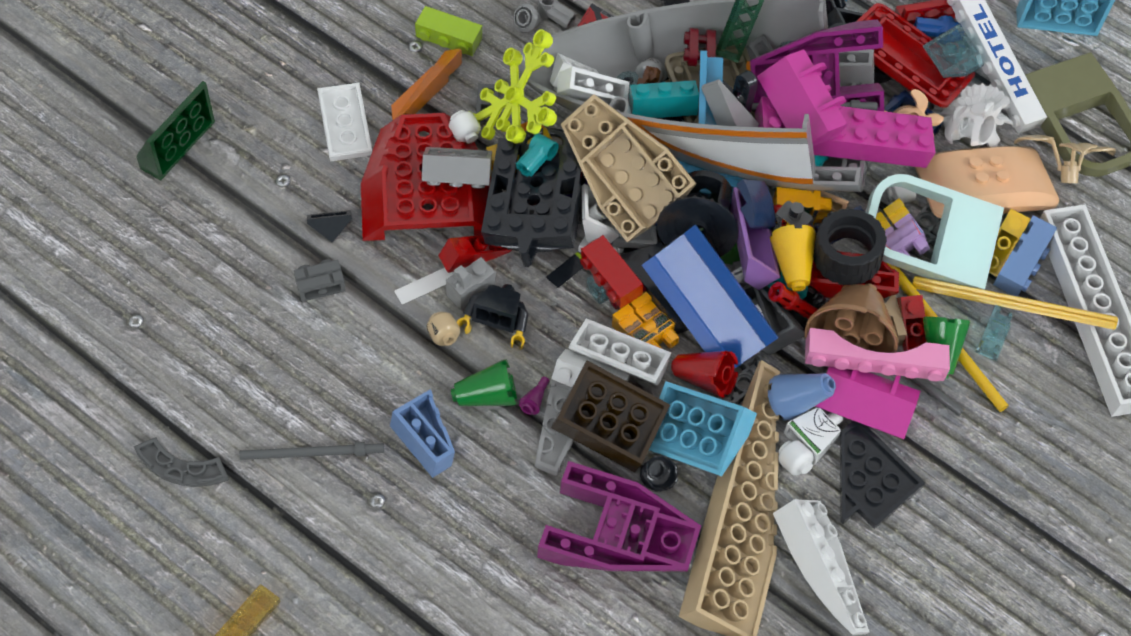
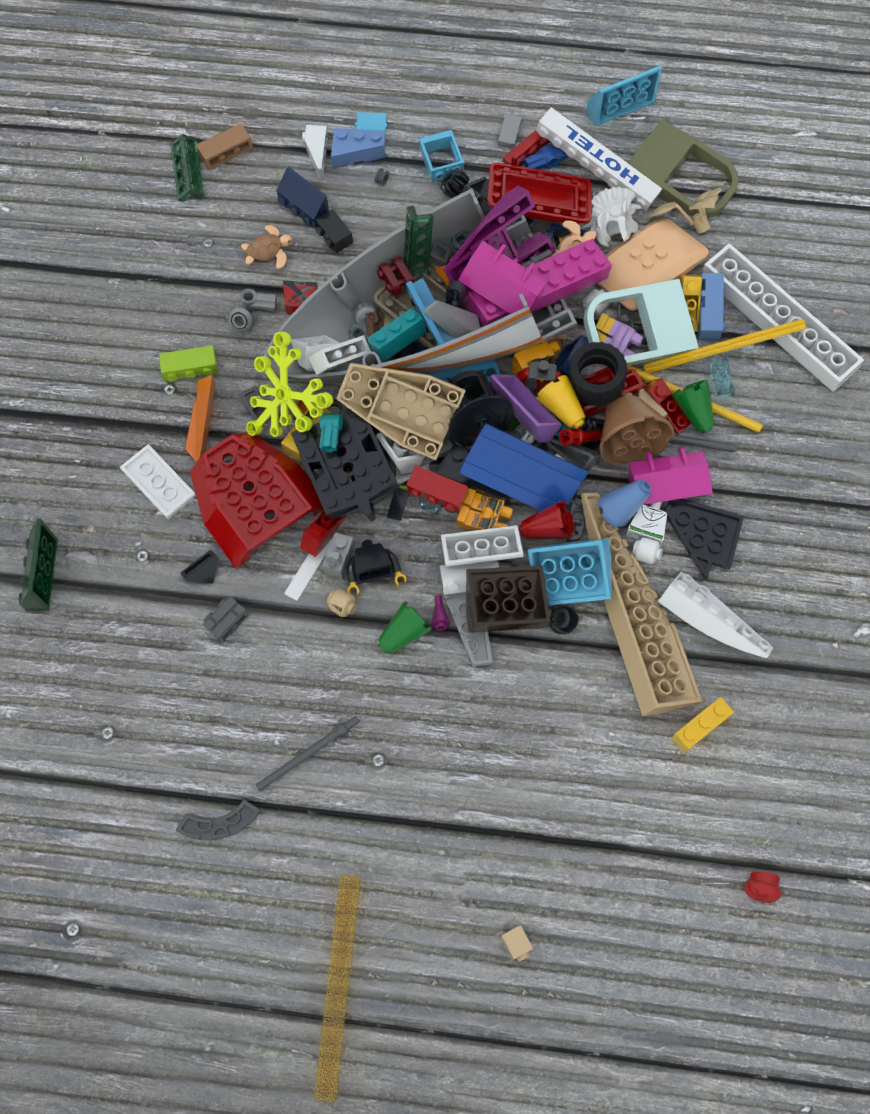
camera: 25 degrees left, 10 degrees up
(423, 433) = (382, 691): medium blue wedge -> none
(456, 167) = (273, 472): light grey slope -> none
(464, 126) = (256, 436): white head -> none
(633, 532) = (576, 673): magenta wedge -> none
(759, 208) = (515, 376): dark blue slope -> none
(829, 349) = (628, 458): bright pink arch -> none
(954, 53) = (569, 174): clear light blue slope -> none

